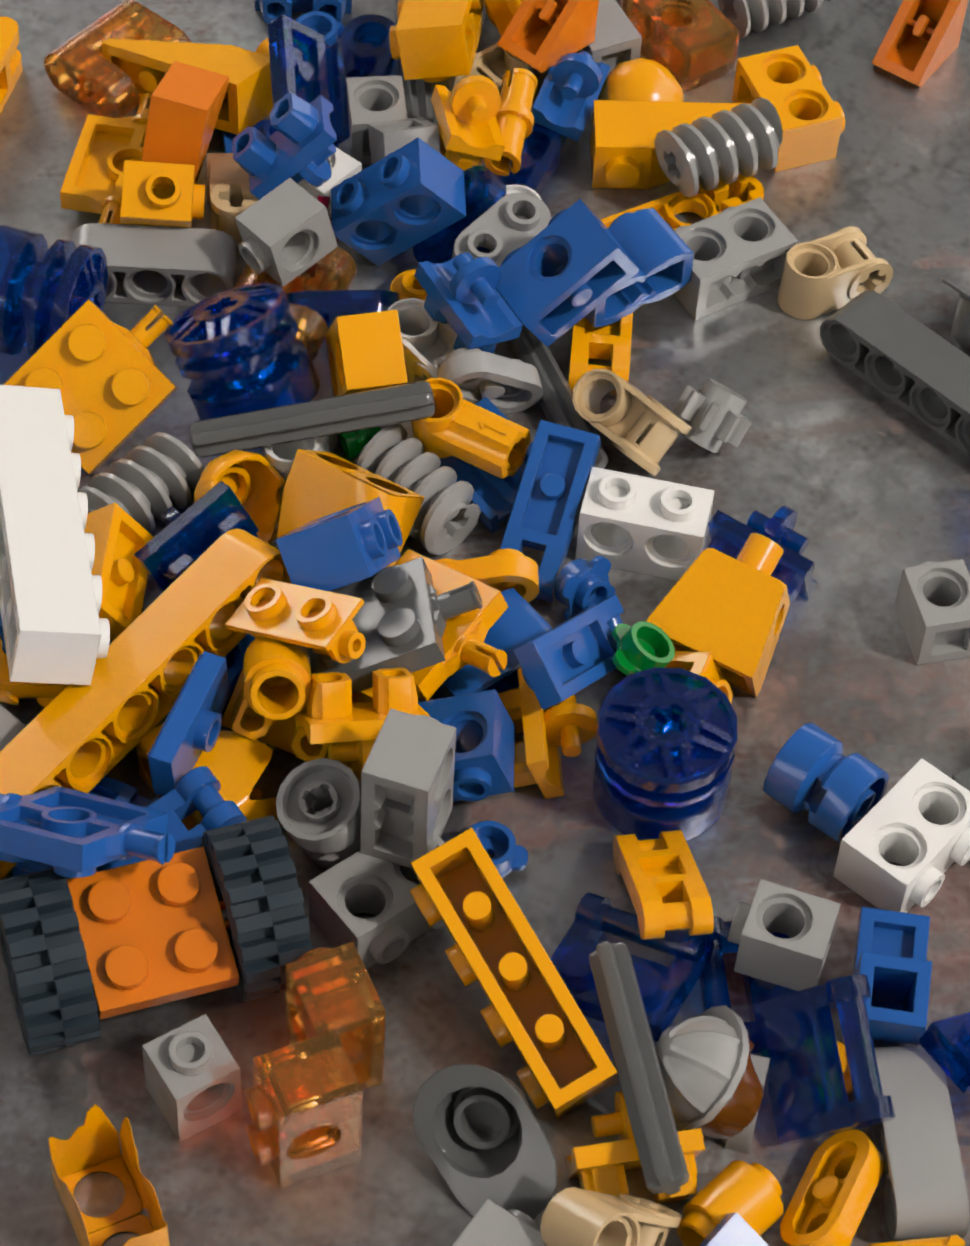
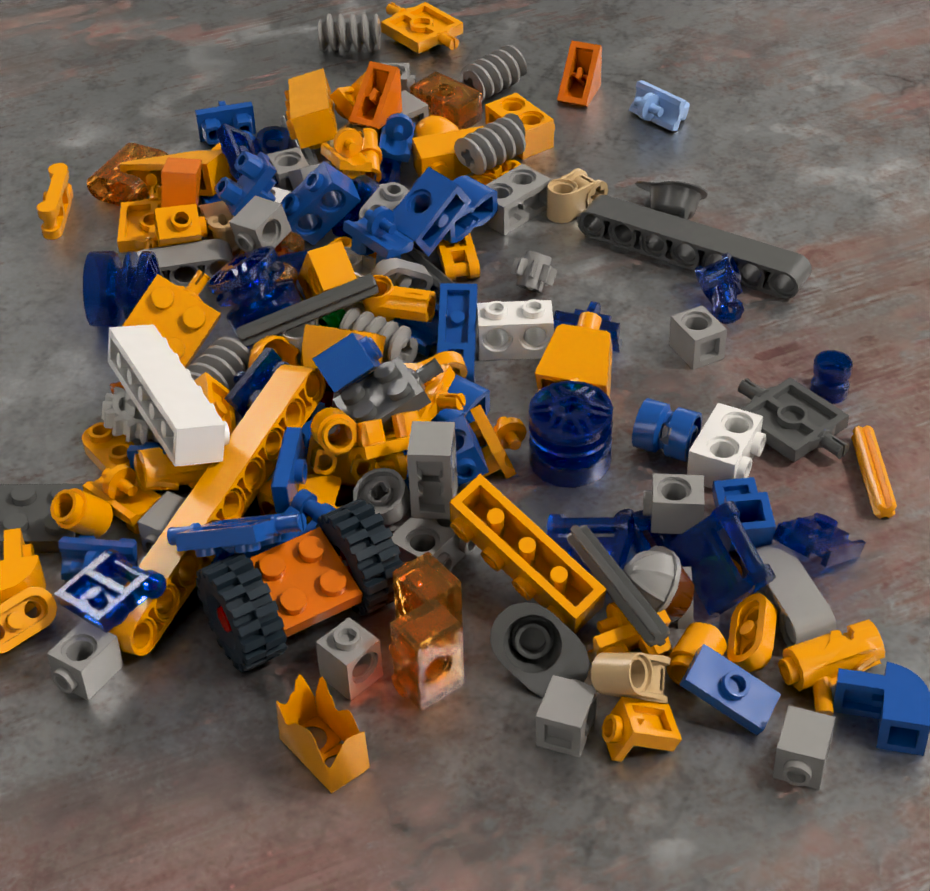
camera: 10 degrees left, 10 degrees down
(302, 618) = (351, 392): light orange hinge -> none
(571, 653) = (501, 393): blue plate -> none
(583, 584) = (491, 368): blue plate -> none
(635, 423) = (493, 280): tan piece -> none
(641, 647) = (536, 381): green plate -> none
(663, 884) = (595, 496): light orange plate -> none

